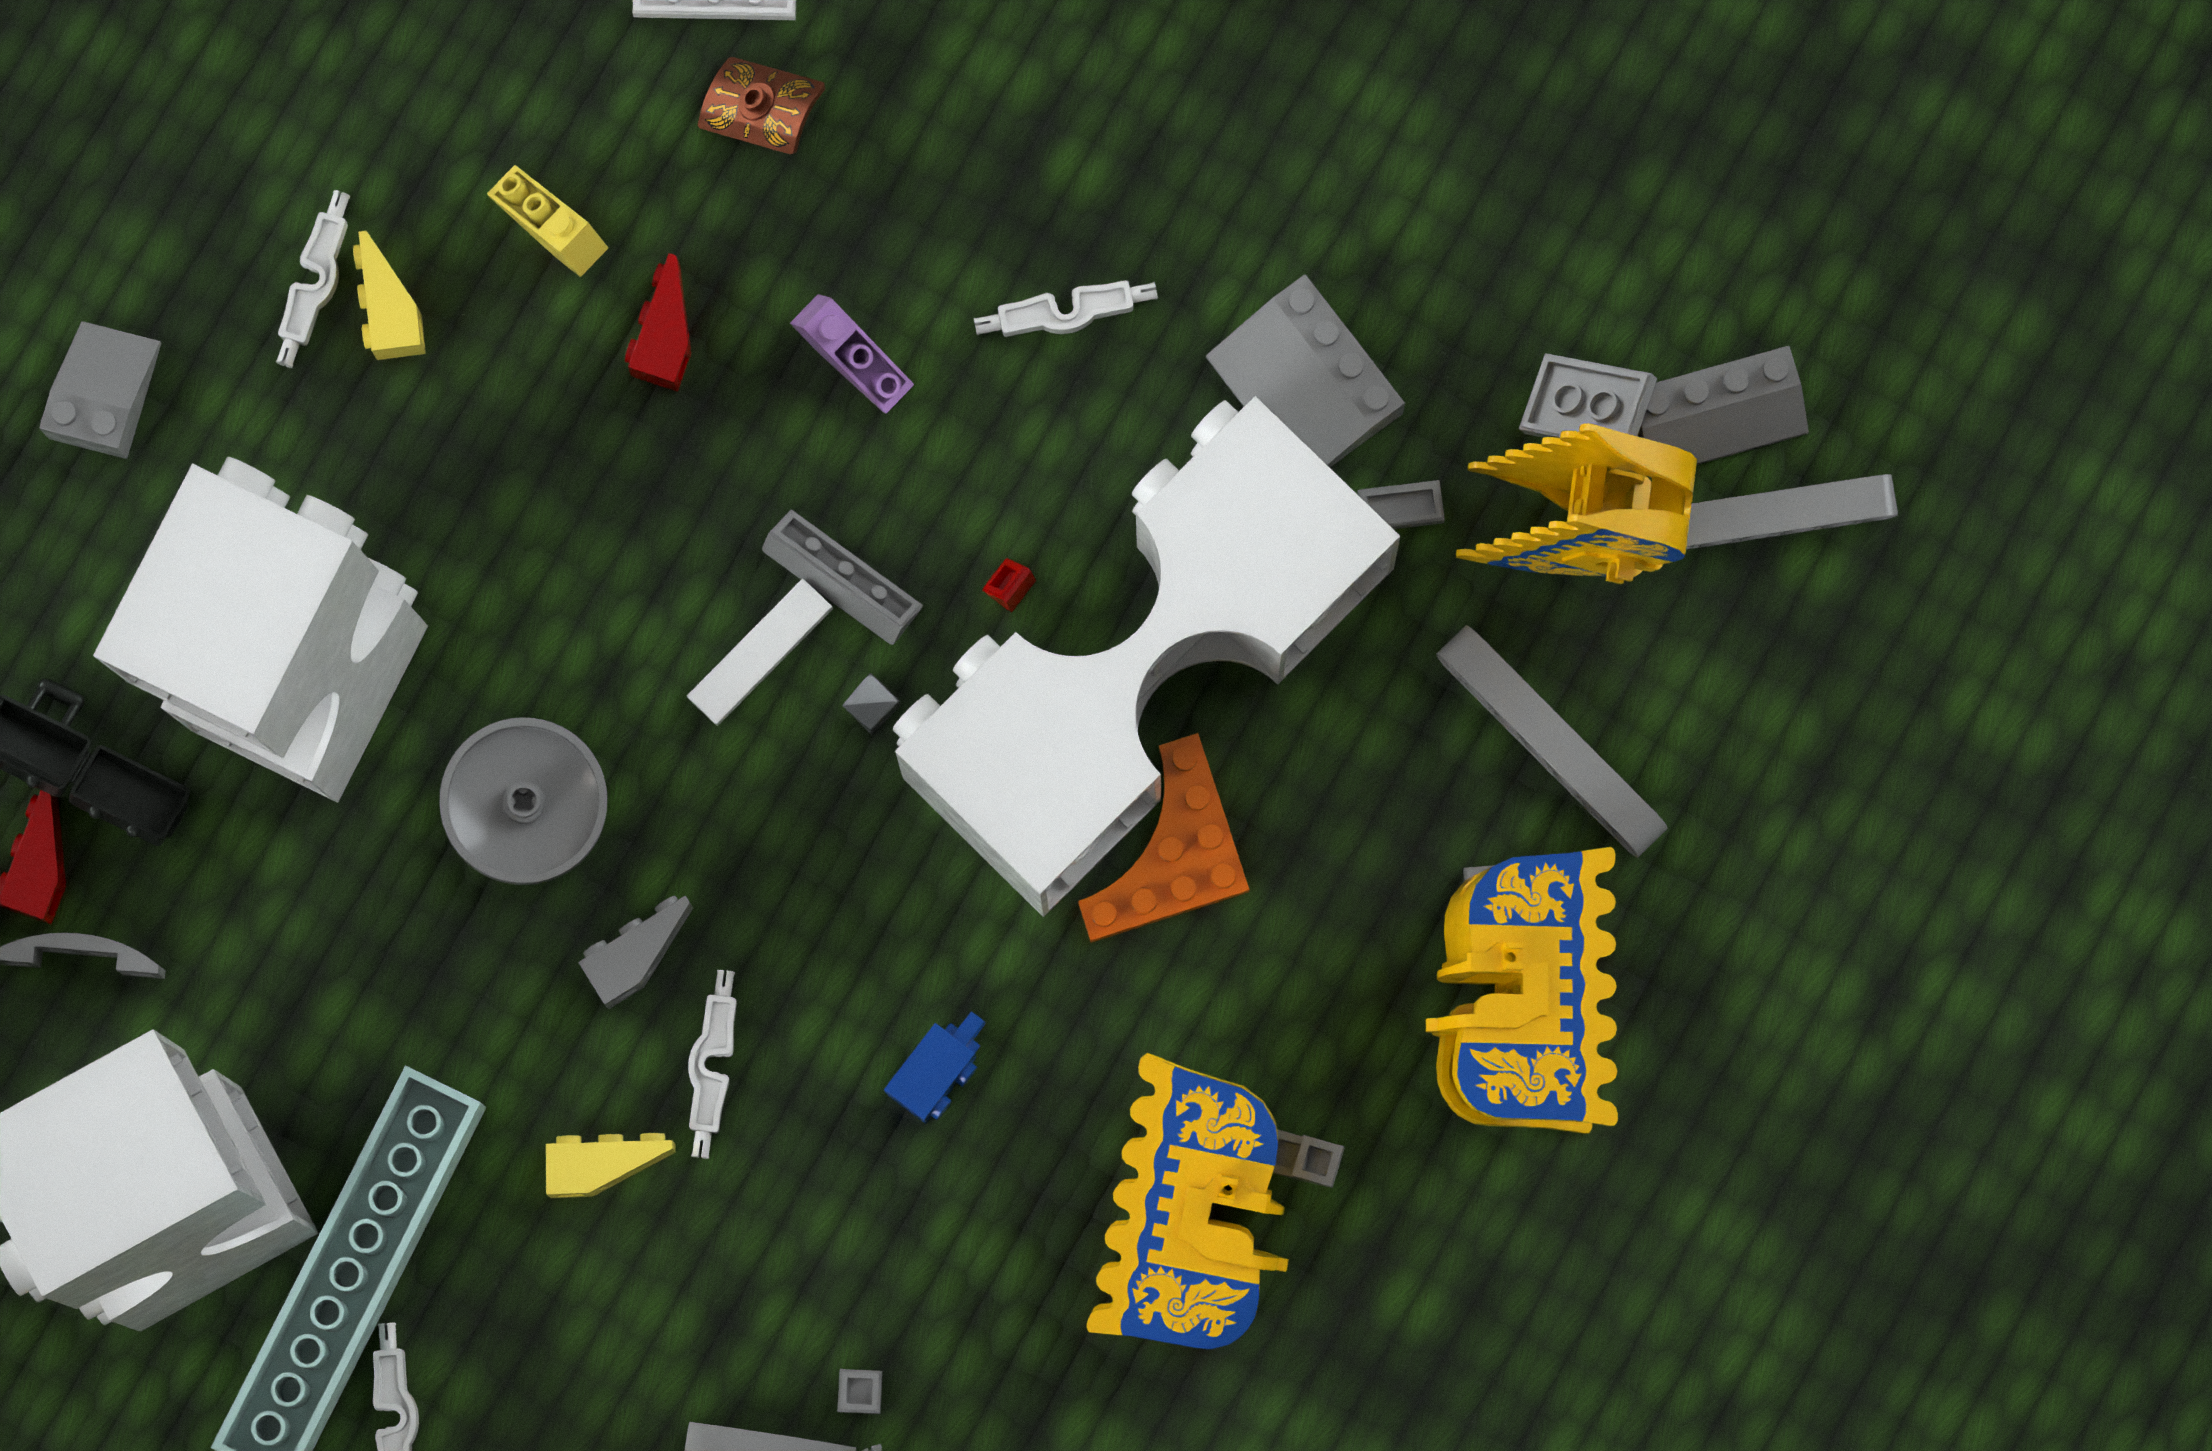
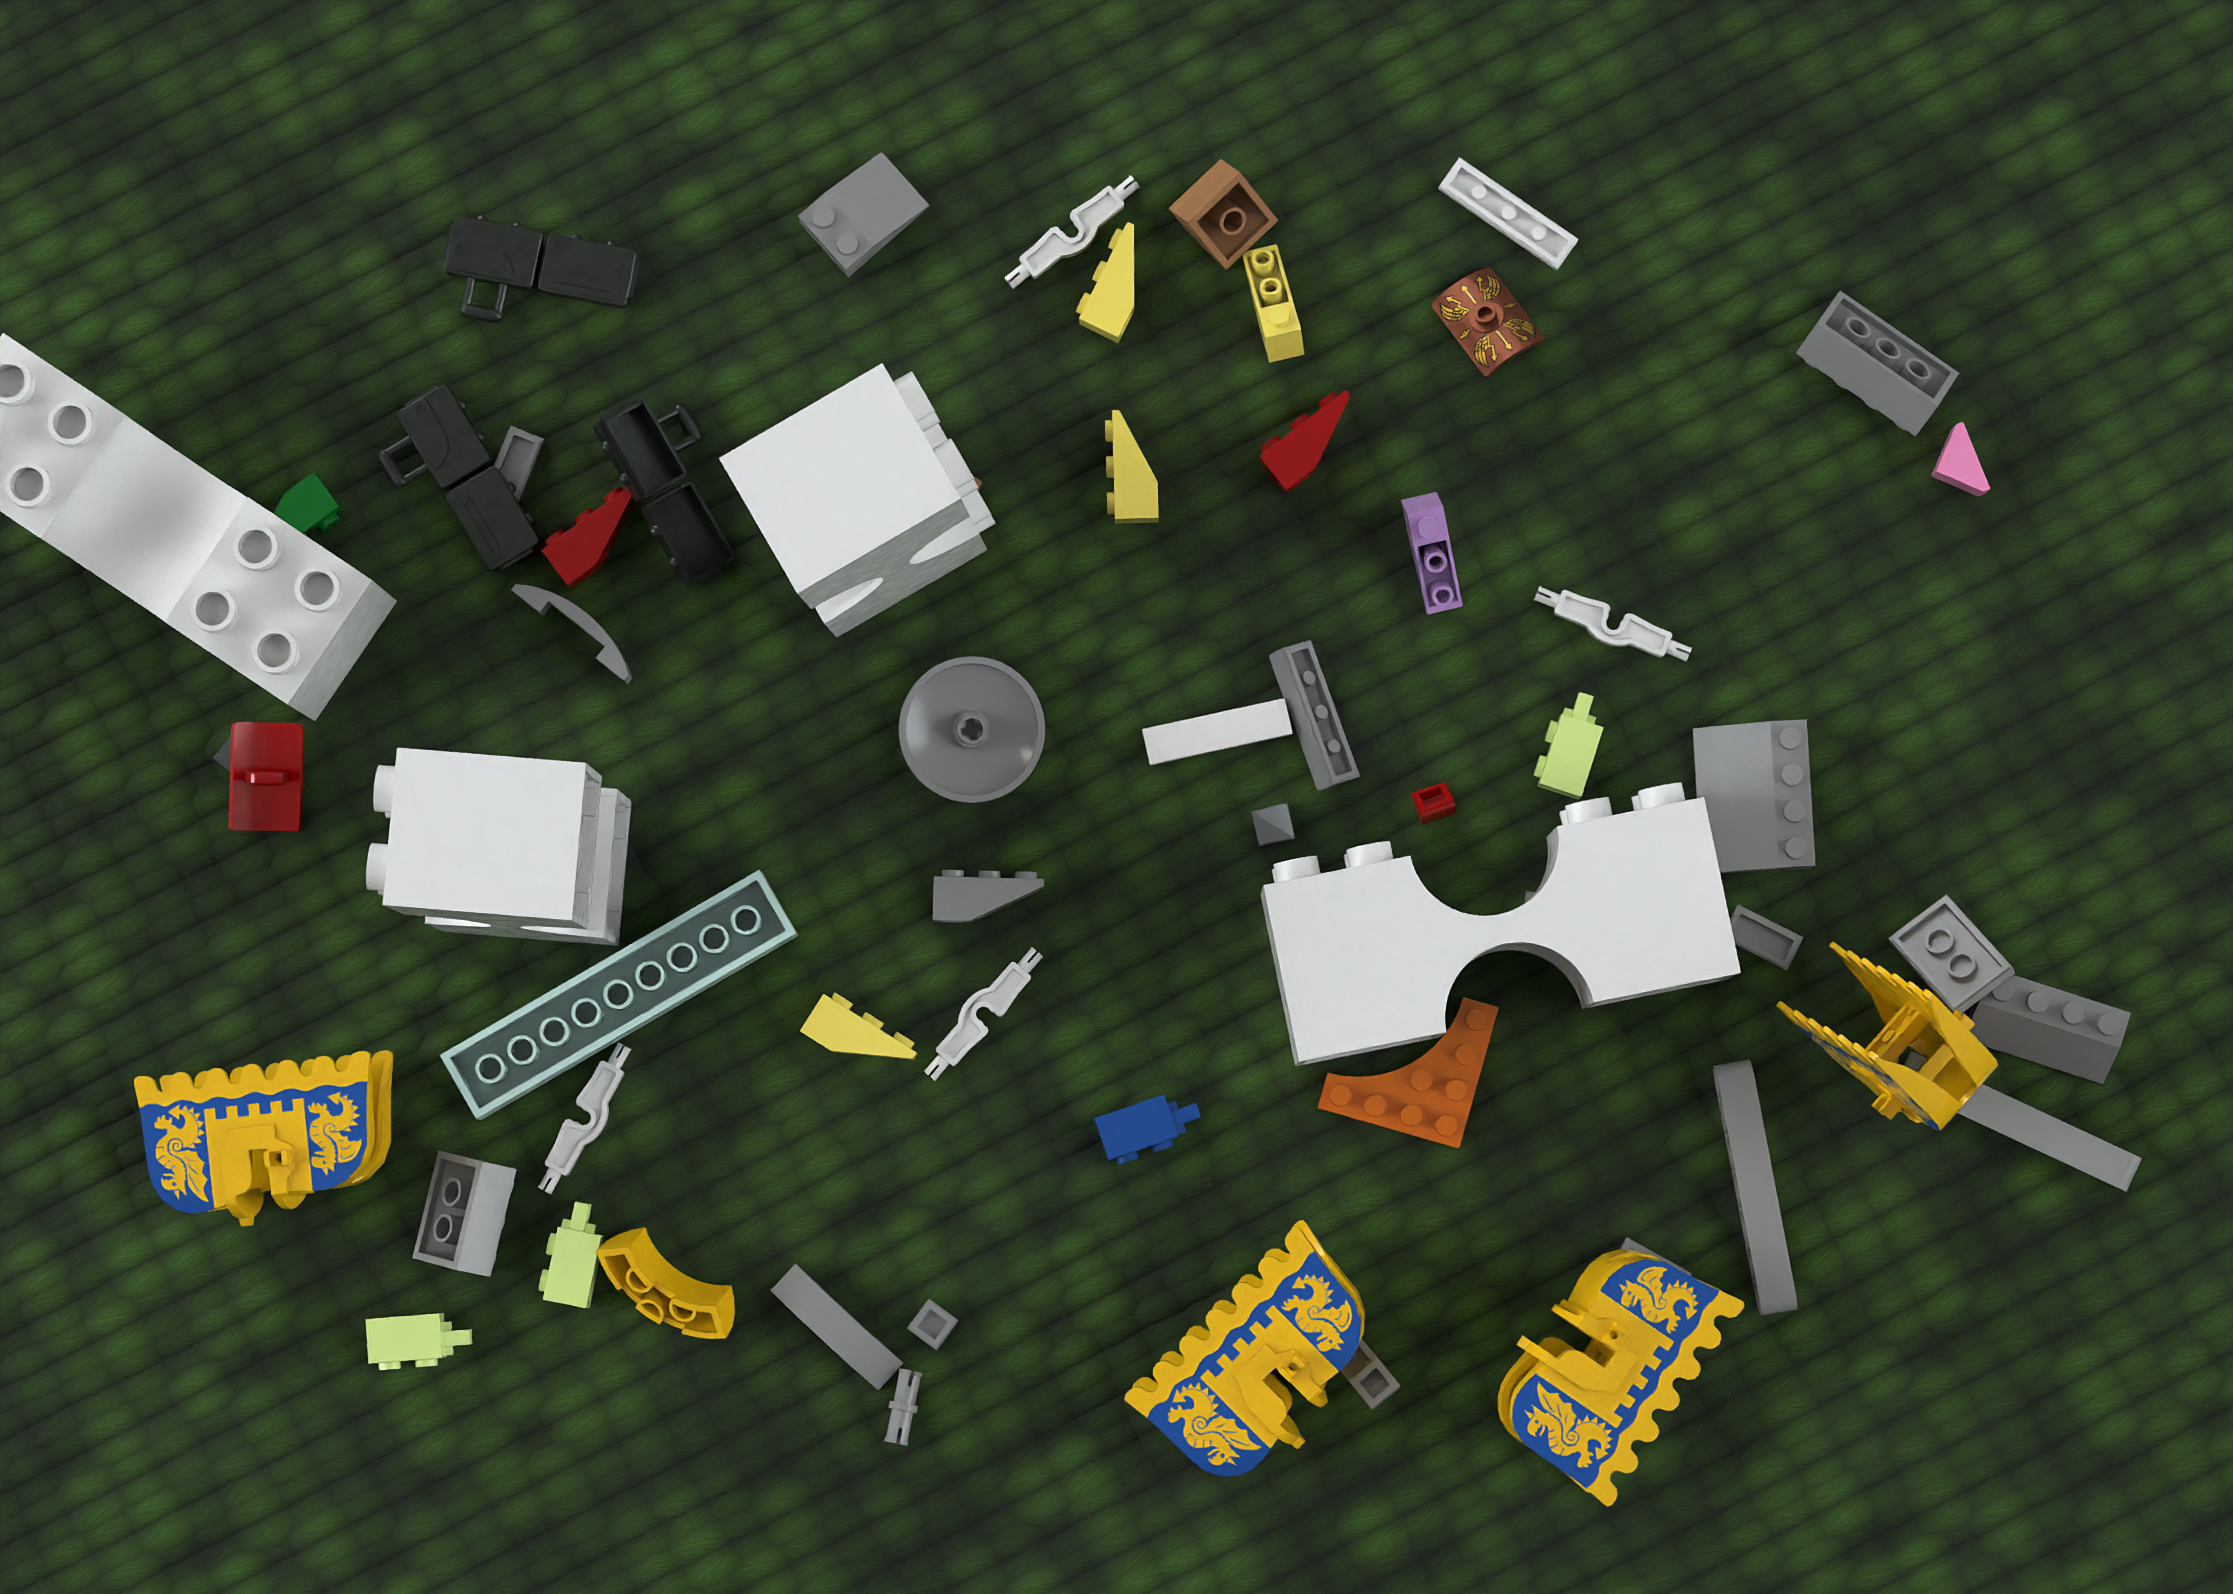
camera: 35 degrees right, 5 degrees up
(445, 167) = (1223, 213): none -> medium nougat slope
(527, 471) = (1134, 482): none -> light yellow slope
(1105, 449) = (1571, 750): none -> yellowish green hinge

